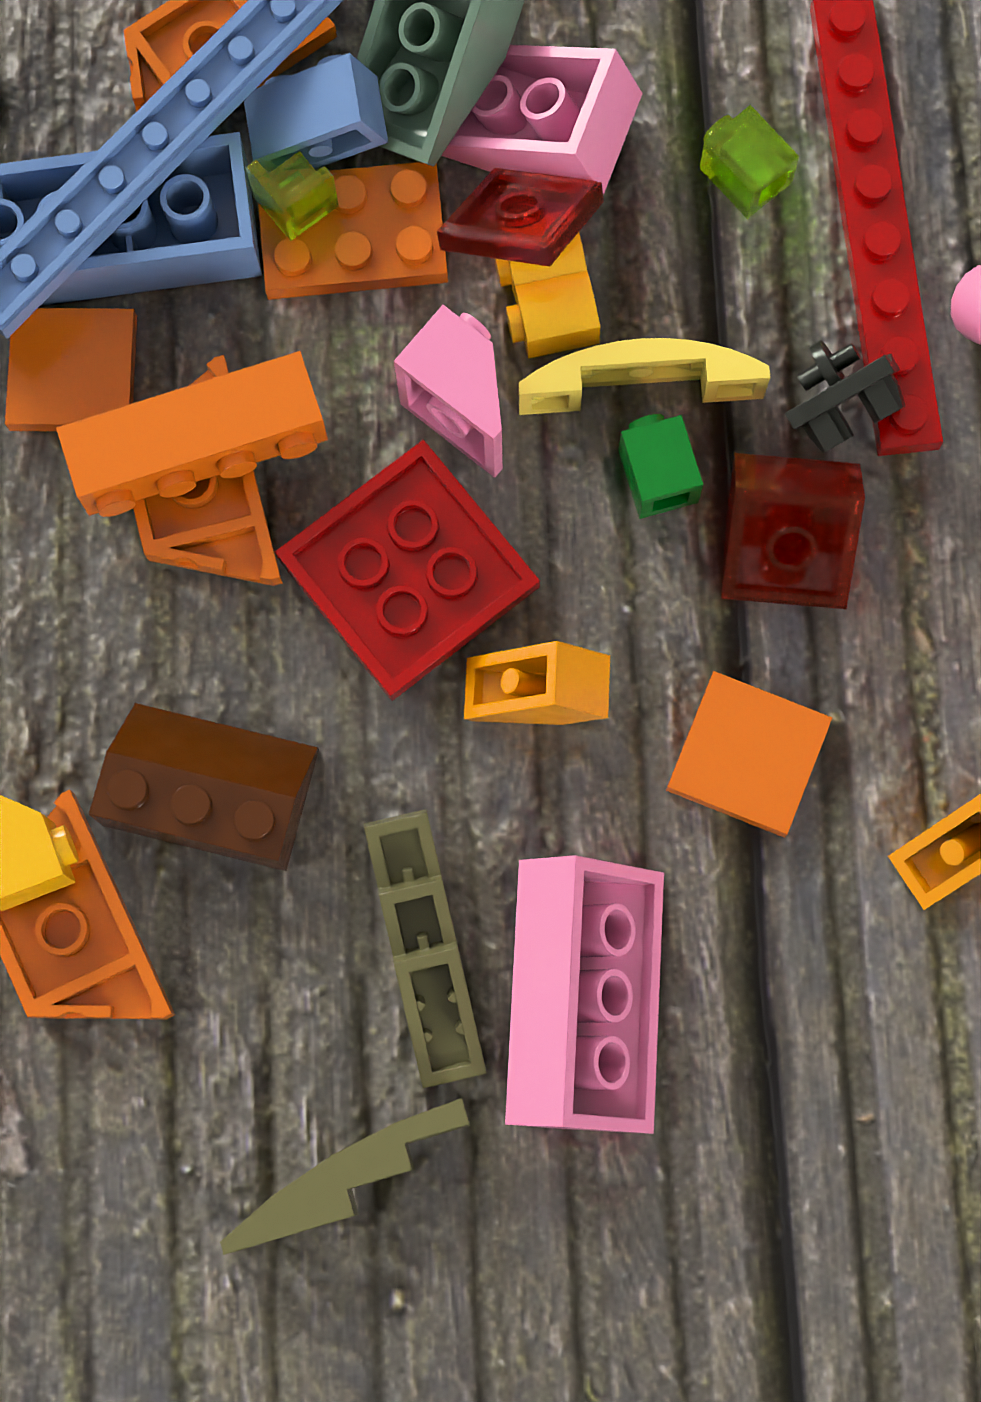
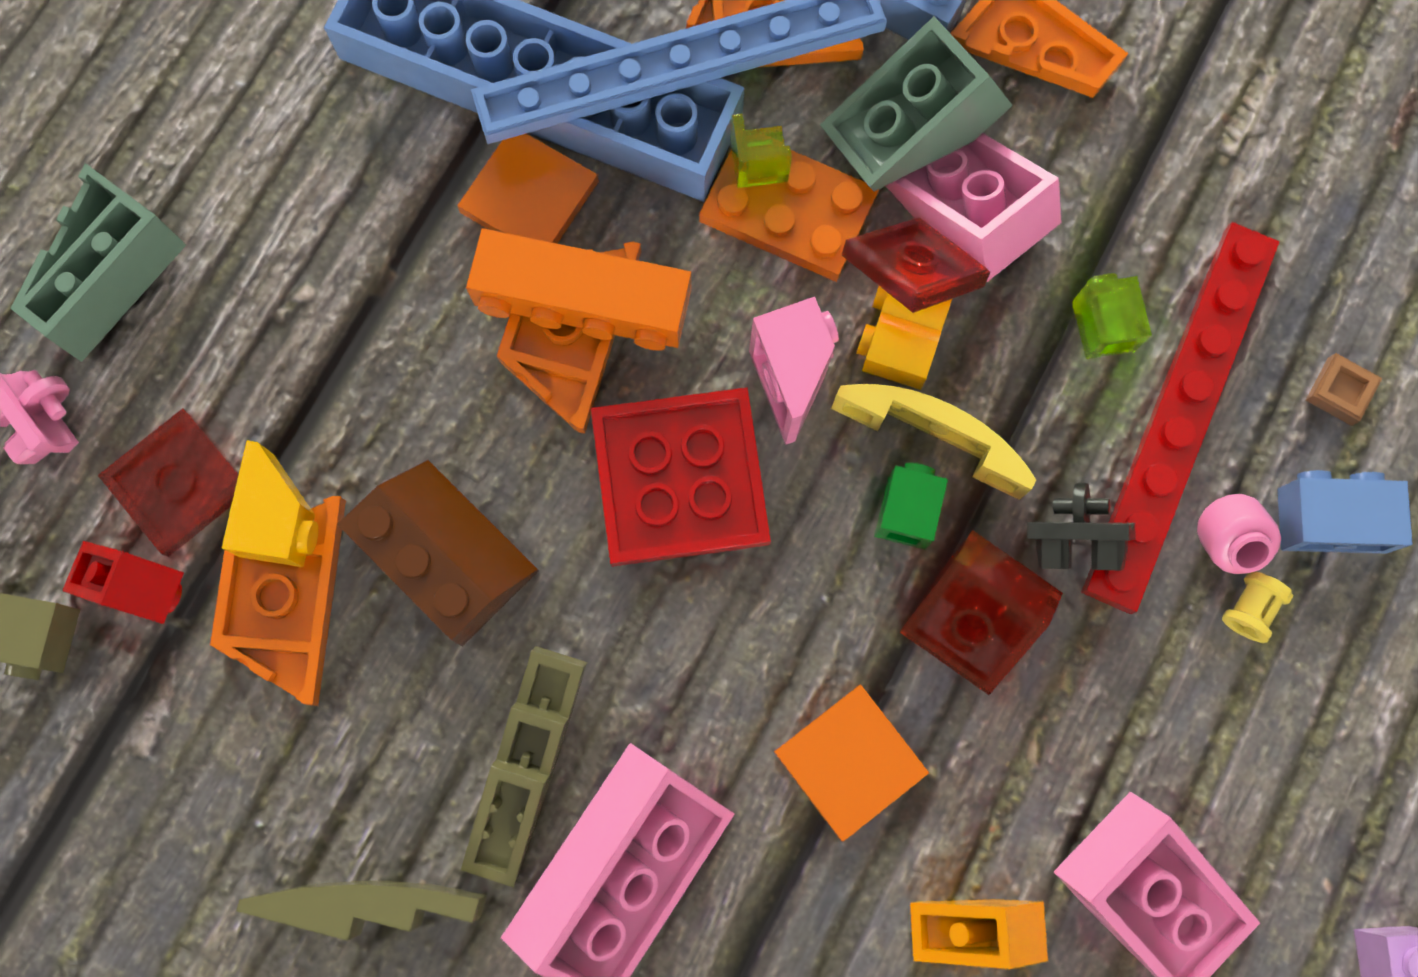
camera: 25 degrees right, 0 degrees up
(318, 111) = (812, 105): medium blue brick -> none
(538, 685) = (723, 619): light orange slope -> none

